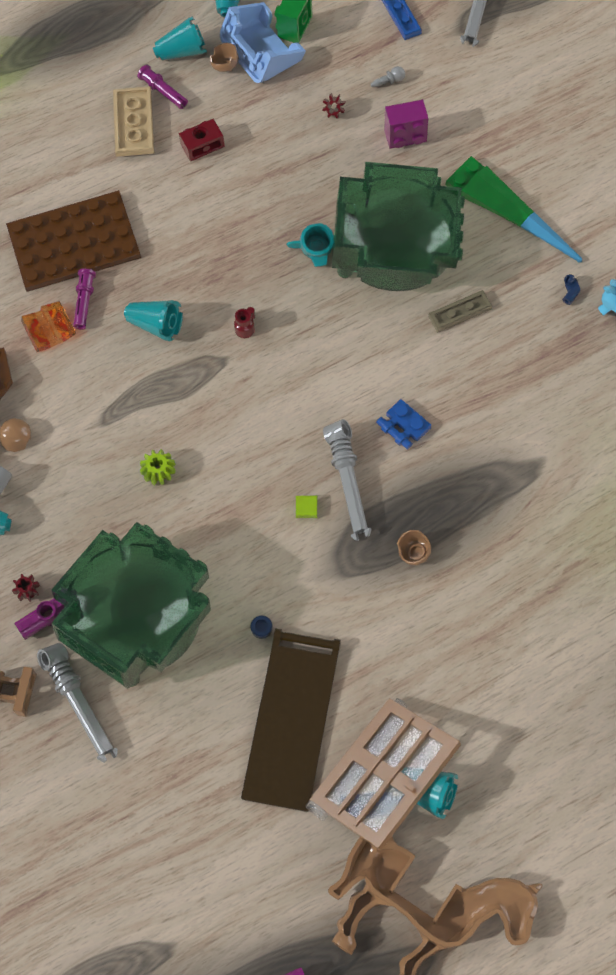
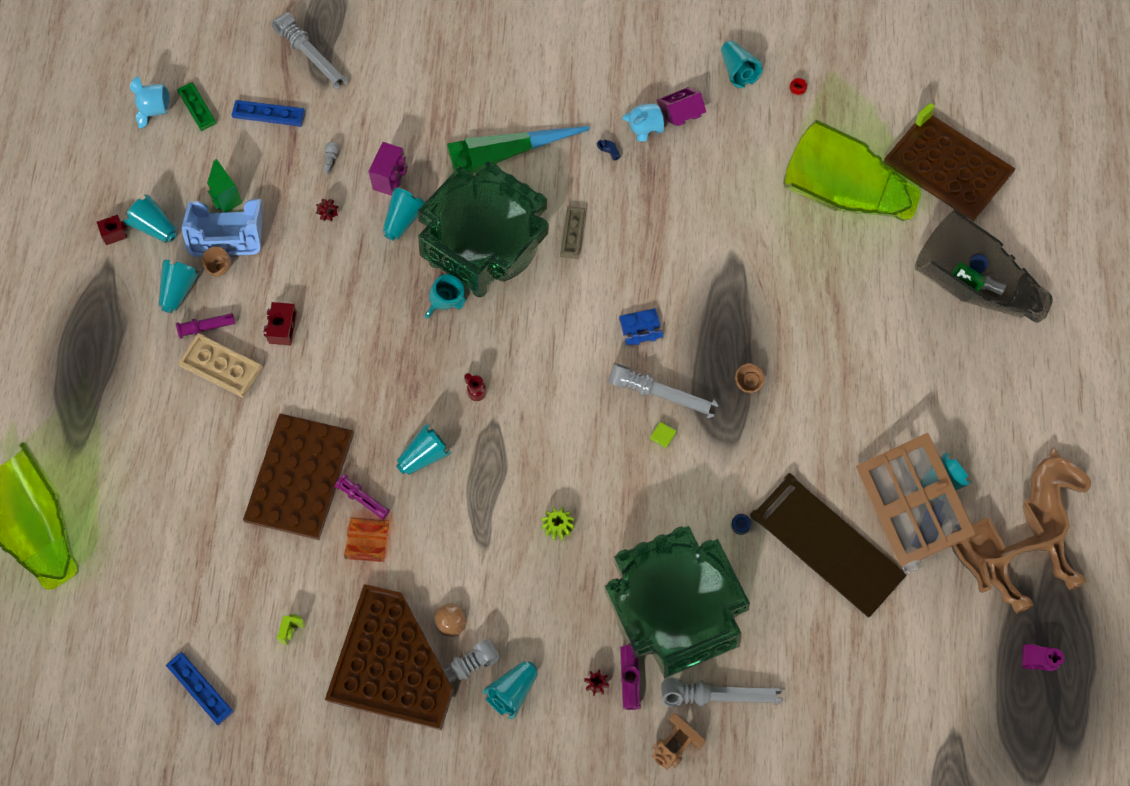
camera: 60 degrees left, 0 degrees up
(378, 153) = (400, 213): none -> teal cone

